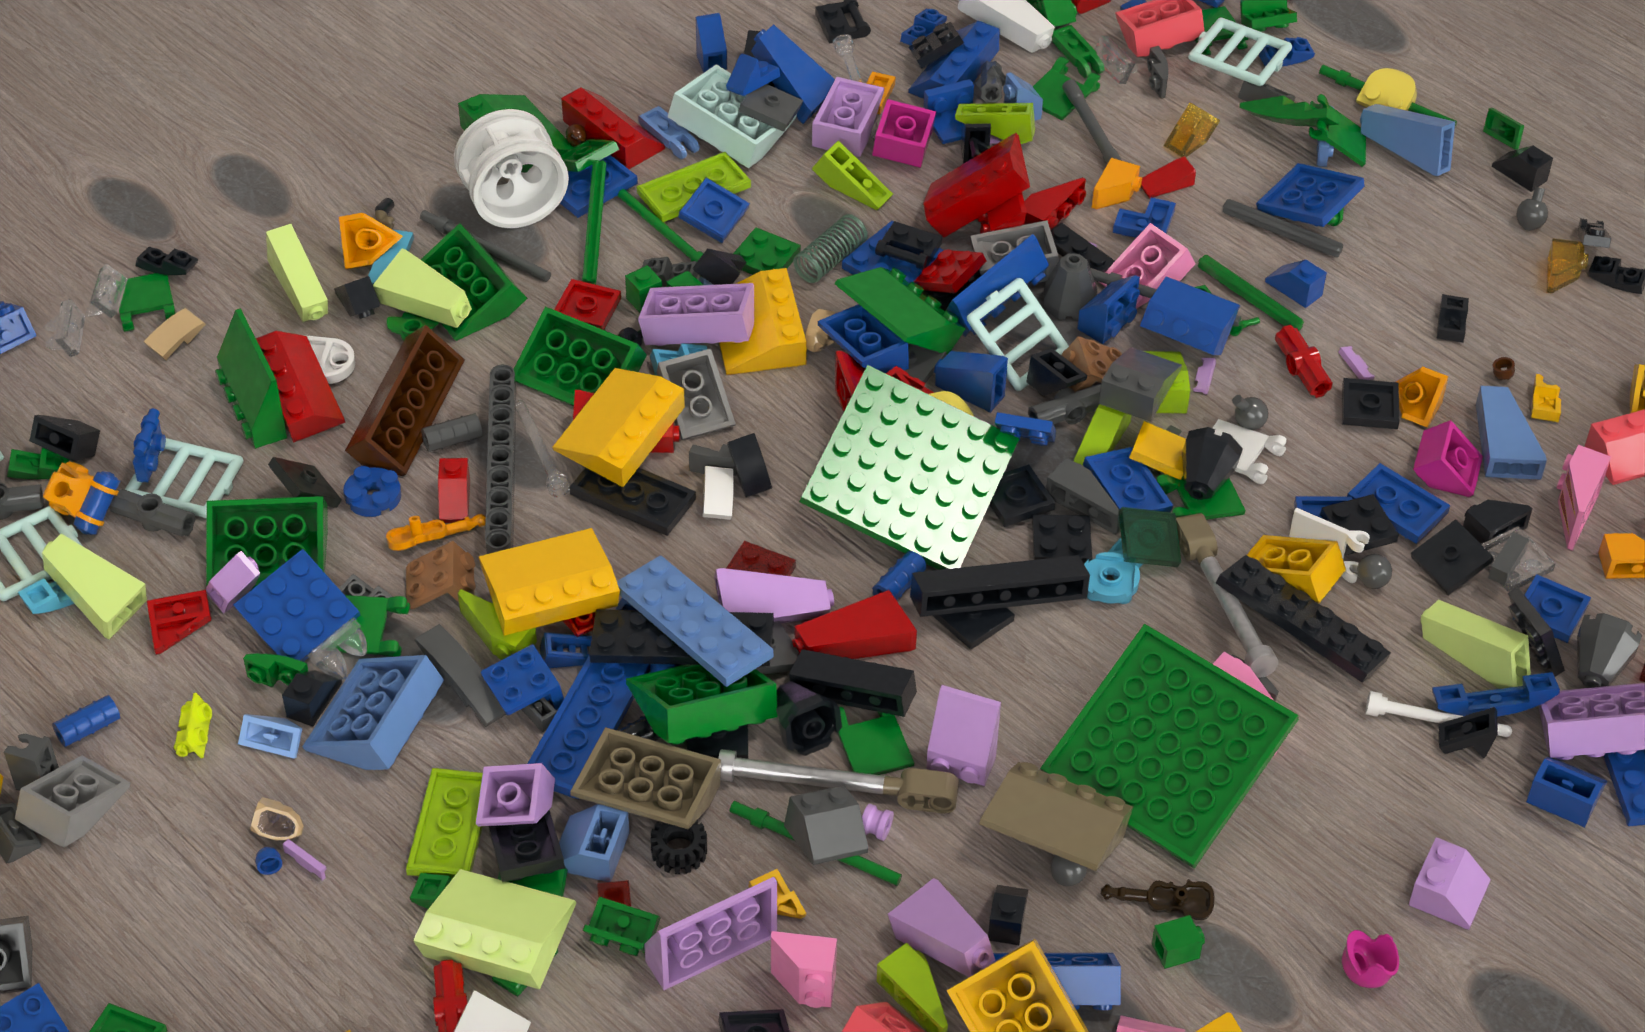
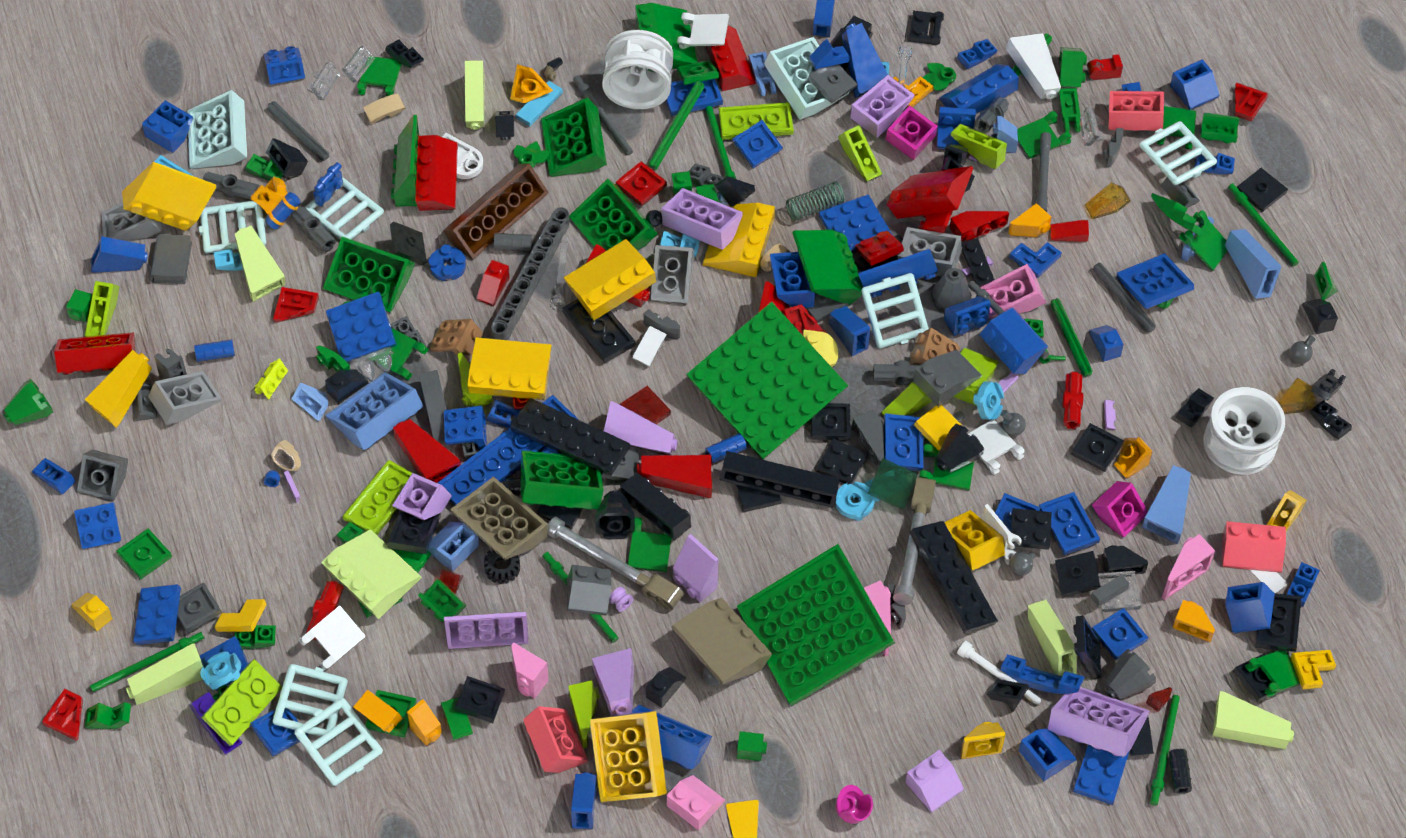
camera: 25 degrees right, 10 degrees up
(62, 401) = (298, 130): none -> dark grey axle
(233, 581) = (334, 295): lavender slope -> none
(409, 536) = (451, 302): light orange piece -> none
(421, 290) = (541, 135): yellowish green slope -> none
(478, 736) = (424, 452): none -> red slope
(569, 100) = (706, 30): none -> white flag
(578, 131) = (701, 54): reddish brown hinge -> none
(694, 620) = (578, 429): medium blue plate -> none
(749, 465) = (675, 337): black slope -> none
(766, 251) = (774, 187): green plate -> none
(787, 901) = (540, 619): yellow slope -> none
(896, 64) = (938, 74): none -> green plate
(909, 245) = (868, 215): black plate -> none
(936, 44) = (971, 72): black plate -> none
(1037, 430) = (858, 380): blue plate -> none
(1052, 372) = (900, 346): black slope -> none
(1191, 899) = (776, 724): dark brown piece -> none
(1204, 395) = (989, 400): none -> medium azure plate
(1359, 59) = (1262, 189): none -> black plate
(1388, 88) = (1264, 222): light yellow slope -> none
(1481, 803) = (983, 740): none -> yellow slope
(1503, 362) = (1199, 455): reddish brown hinge -> none
(1524, 304) = (1235, 447): none -> white wheel
(1545, 401) = (1217, 491): yellow slope -> none

